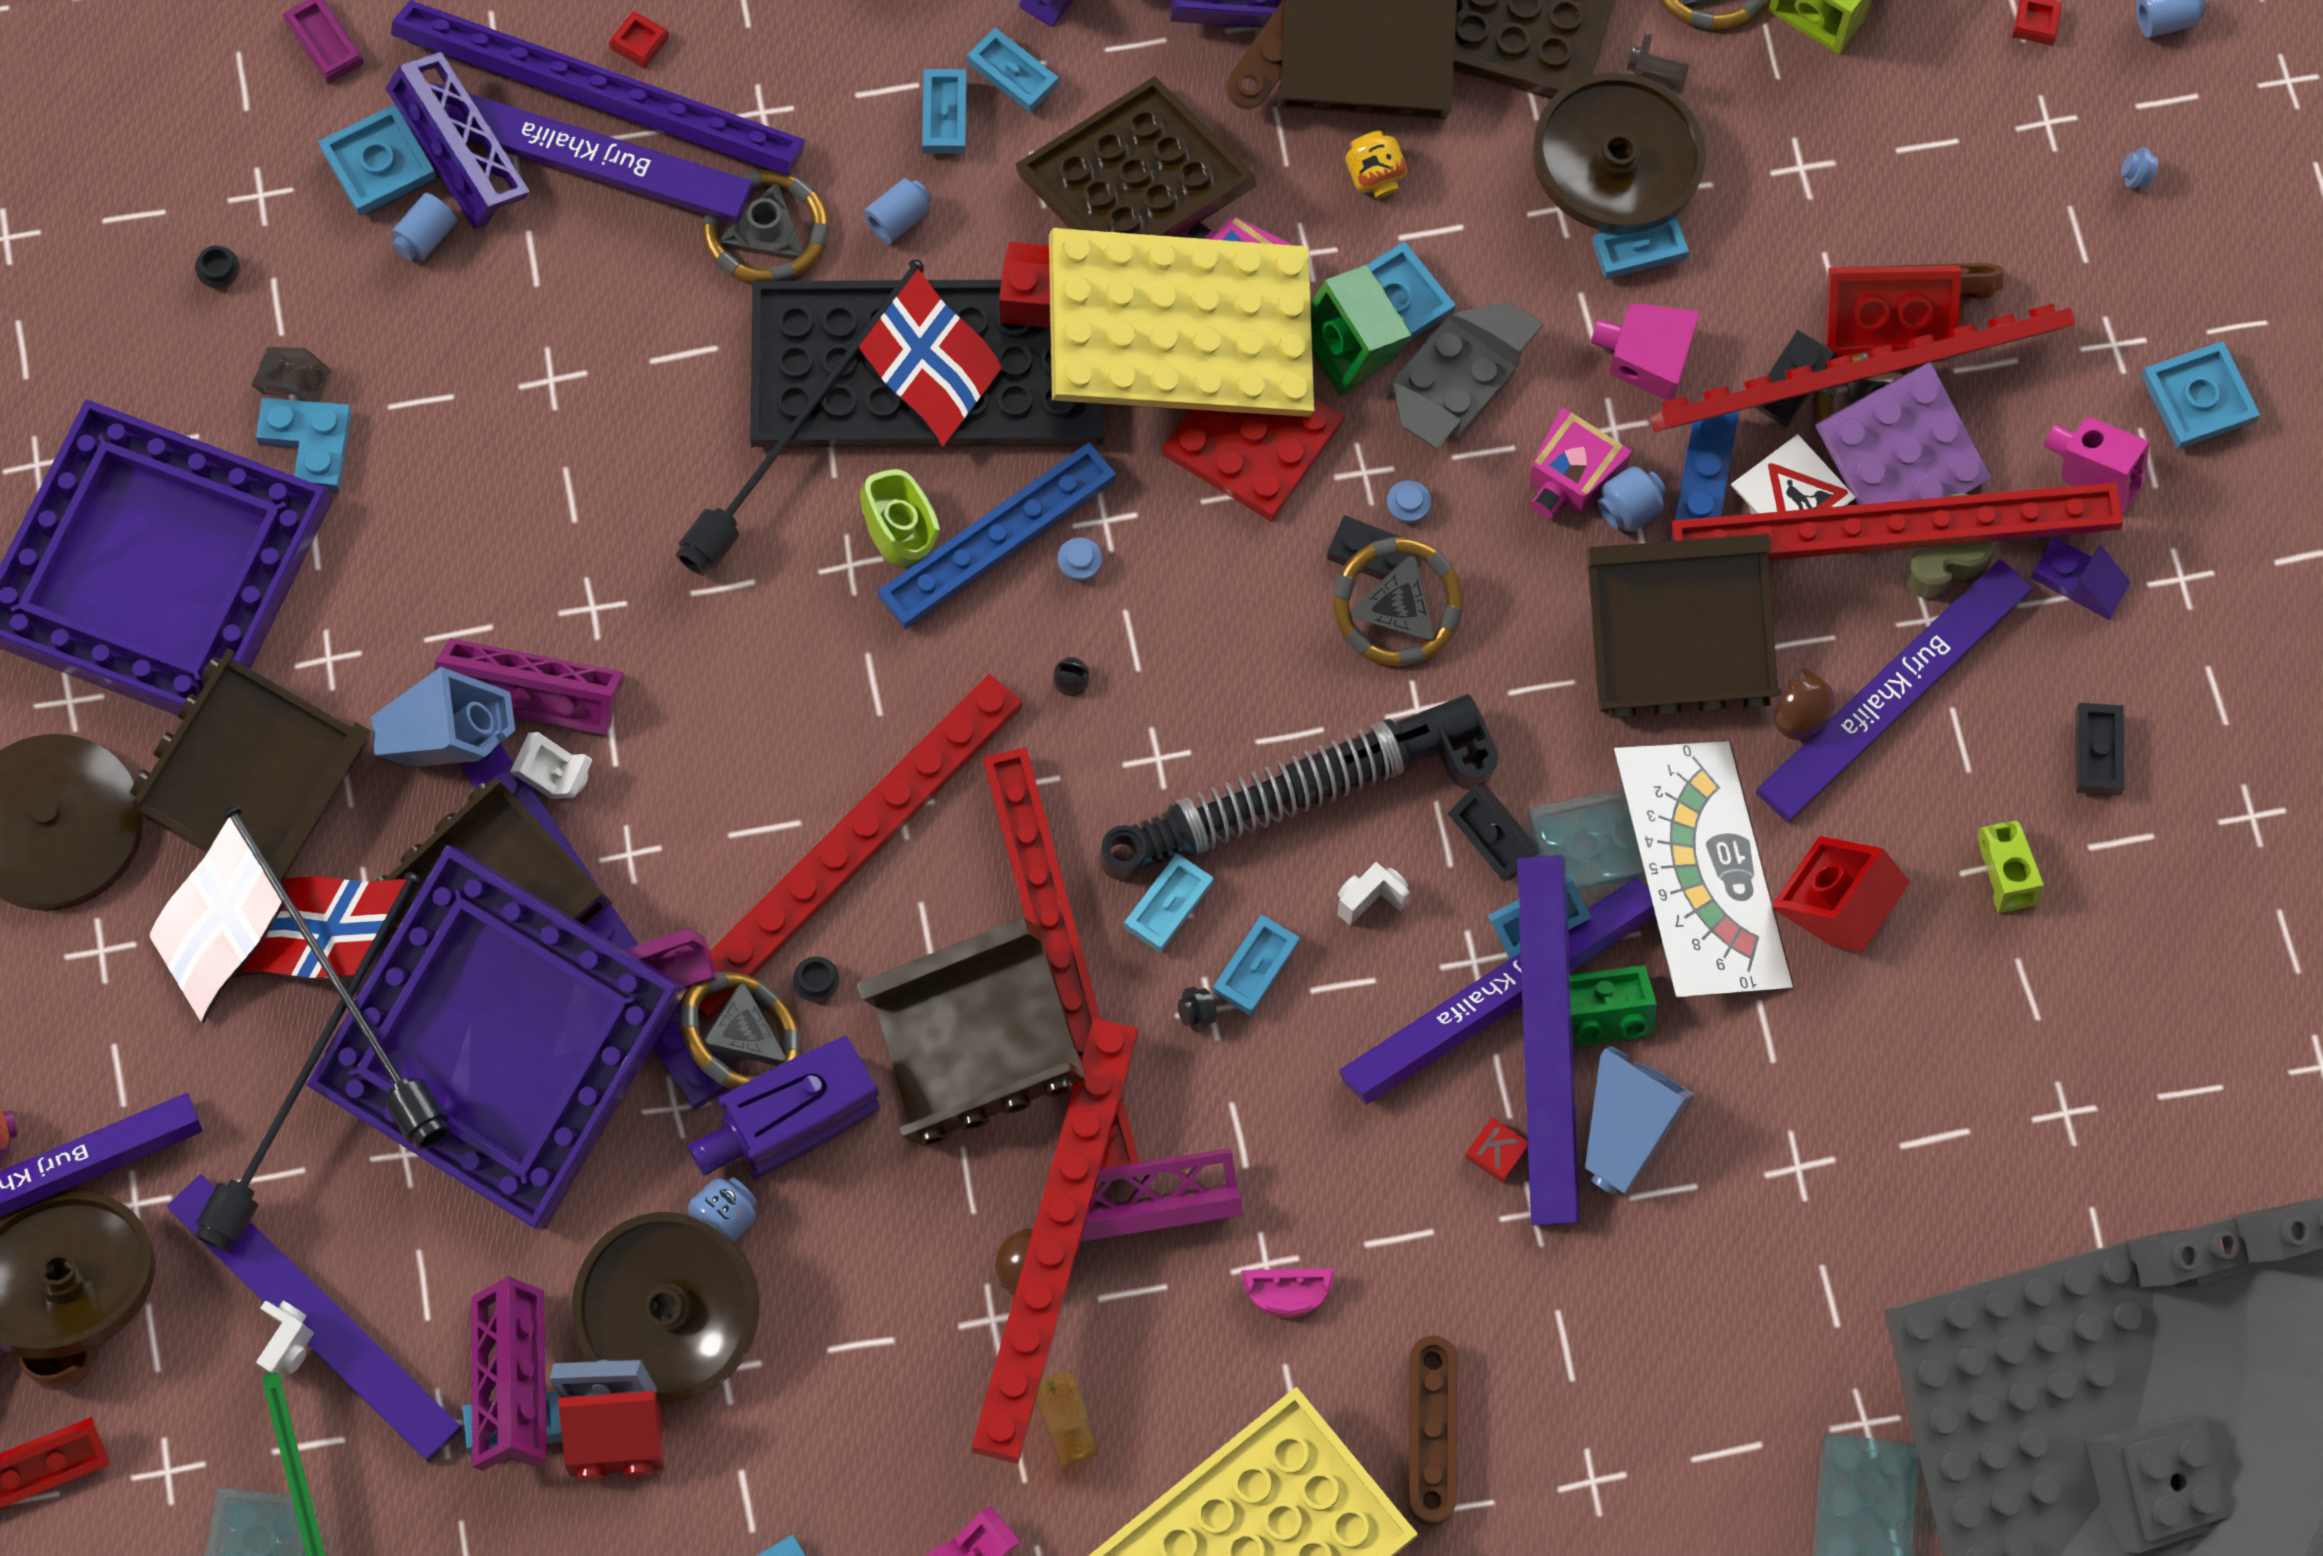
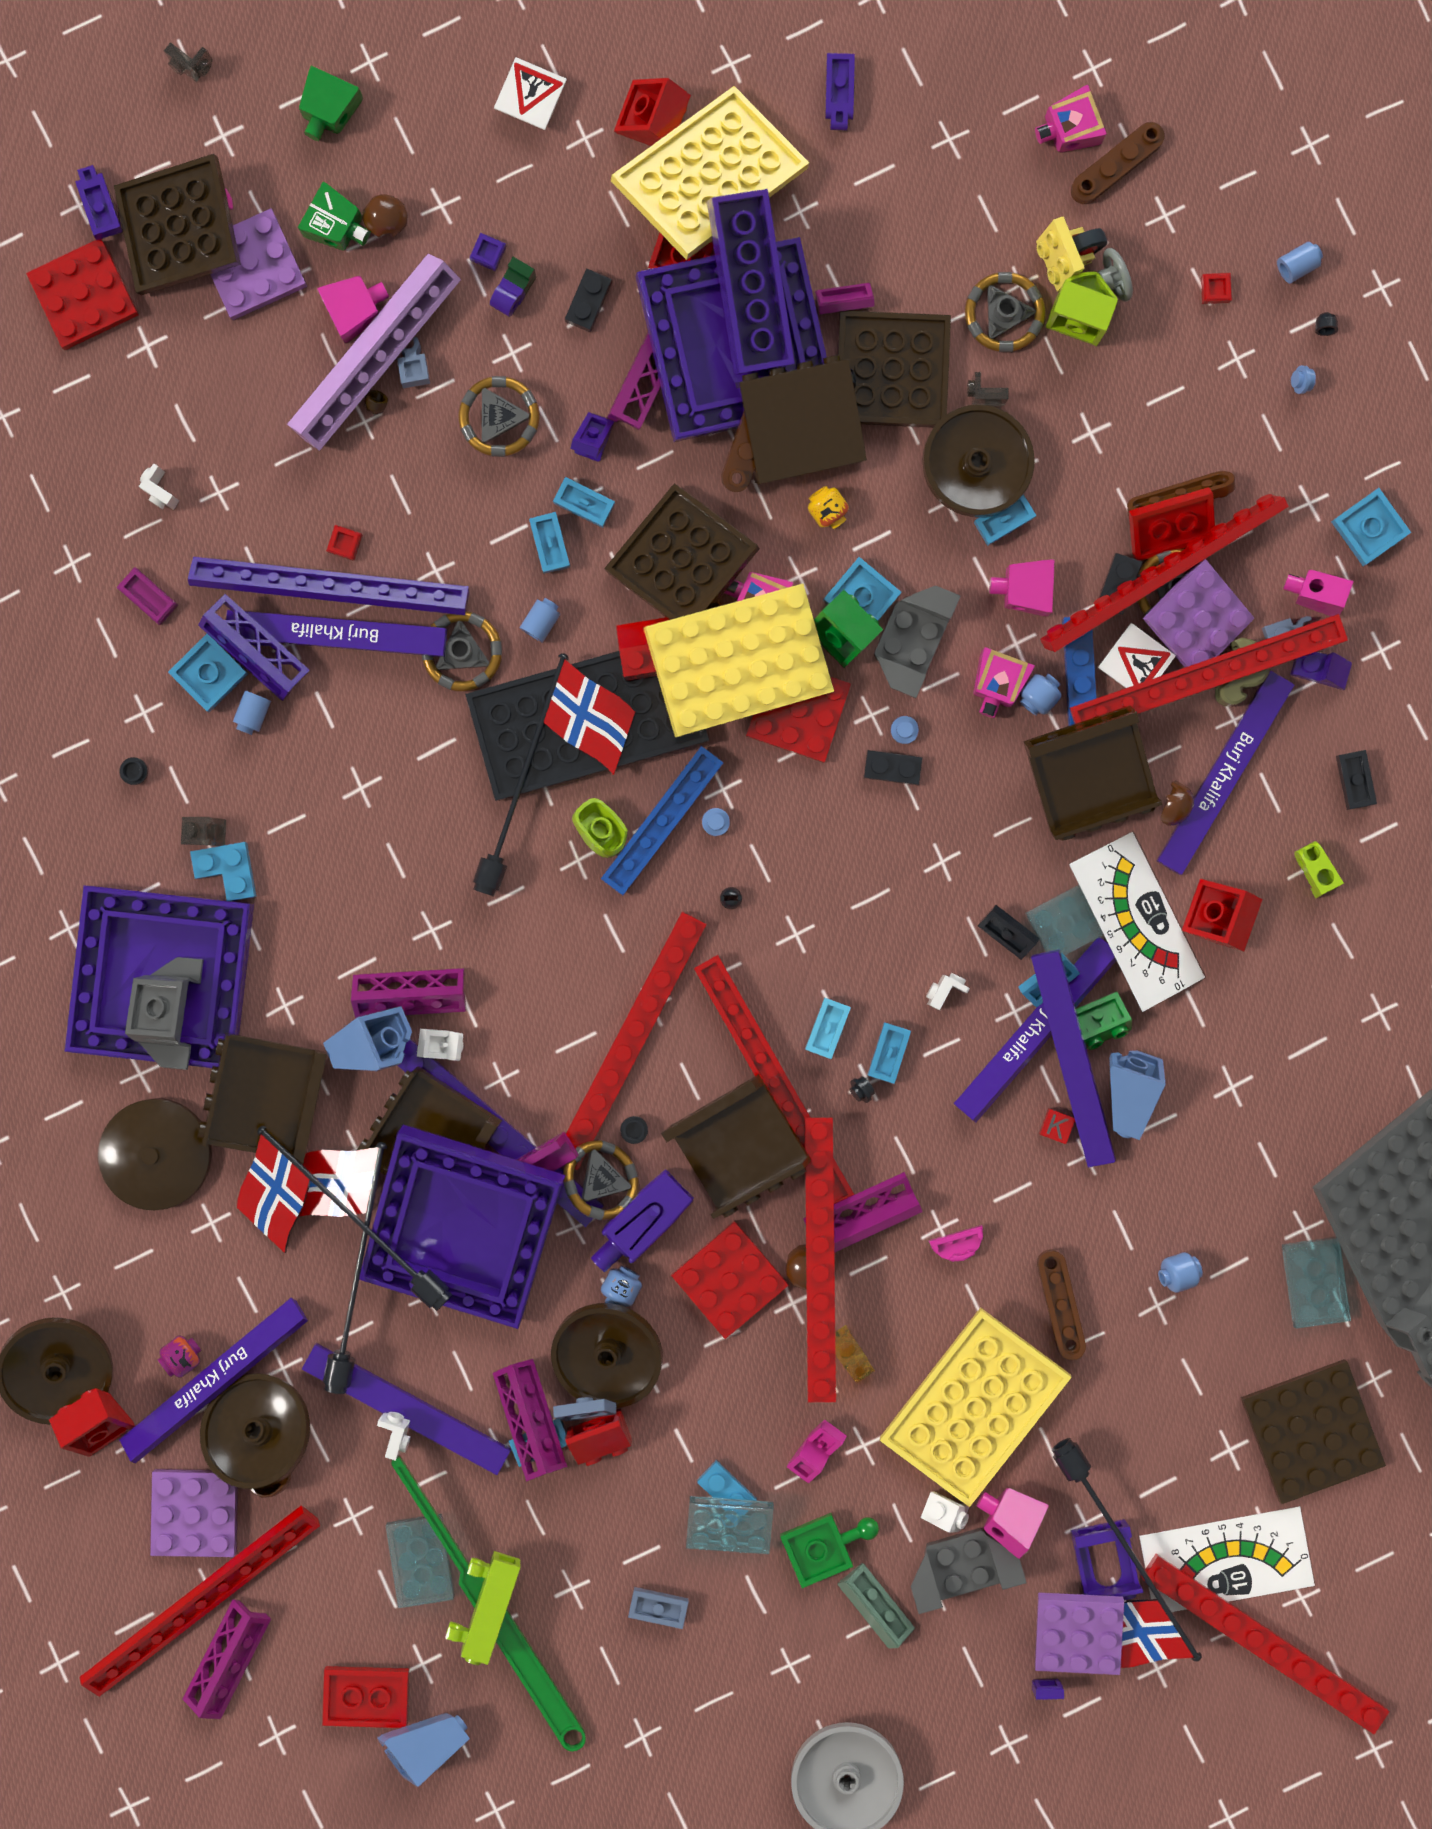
camera: 15 degrees left, 20 degrees up
(132, 602) = (158, 1011): none -> dark grey piece
(900, 1251) = (729, 1279): none -> red plate
(1384, 750) = (892, 931): black piece -> none
(1398, 602) = (915, 802): piece -> none
(1642, 1427) = (1180, 1272): none -> medium blue head
(2197, 107) = (1326, 324): none -> black hinge

